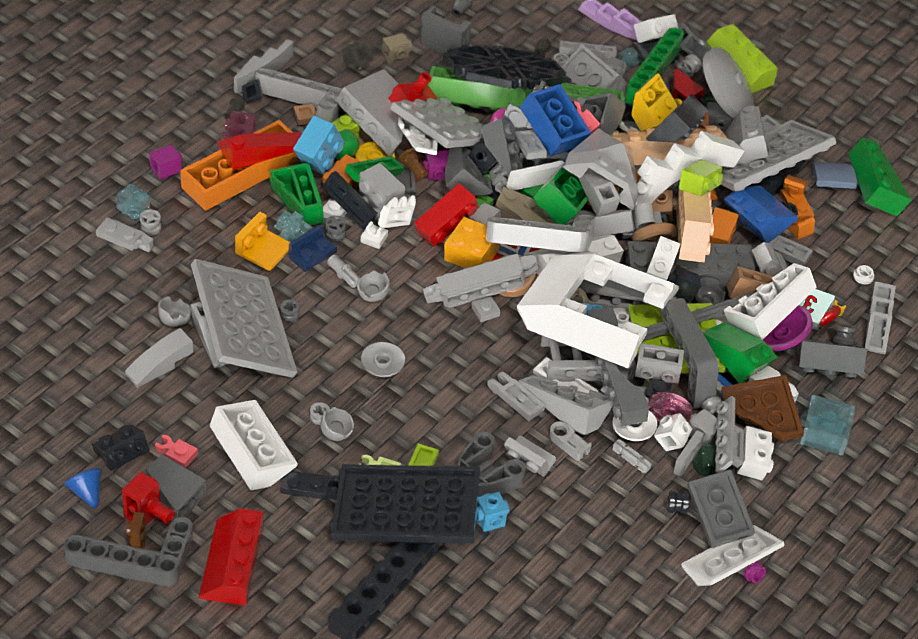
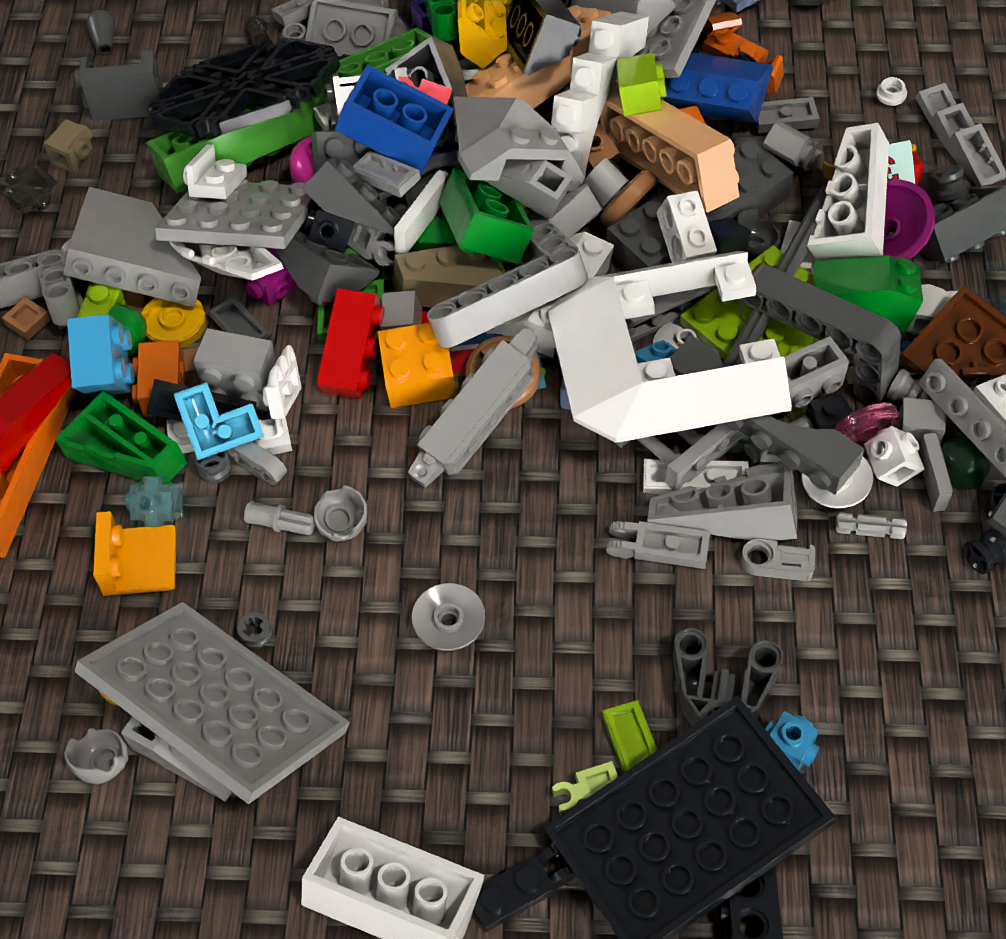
camera: 30 degrees left, 10 degrees up
(160, 358) = (137, 848): light grey slope -> none
(311, 249) = (205, 516): dark blue bracket -> none
(318, 407) = (429, 753): light grey bush -> none
(337, 424) = (476, 766): light grey hair -> none
(344, 211) = (215, 432): none -> medium azure brick
(356, 240) = (258, 462): none -> light grey beam
(389, 163) = (183, 350): green plate -> none
(411, 161) = (238, 297): clear orange pin -> none
(413, 90) = (158, 196): red brick -> none
(445, 97) = (212, 178): none -> white bracket
(485, 309) = (507, 443): light grey plate -> none
(531, 455) = (759, 618): light grey bracket -> none
(746, 281) = (794, 190): medium nougat brick -> none

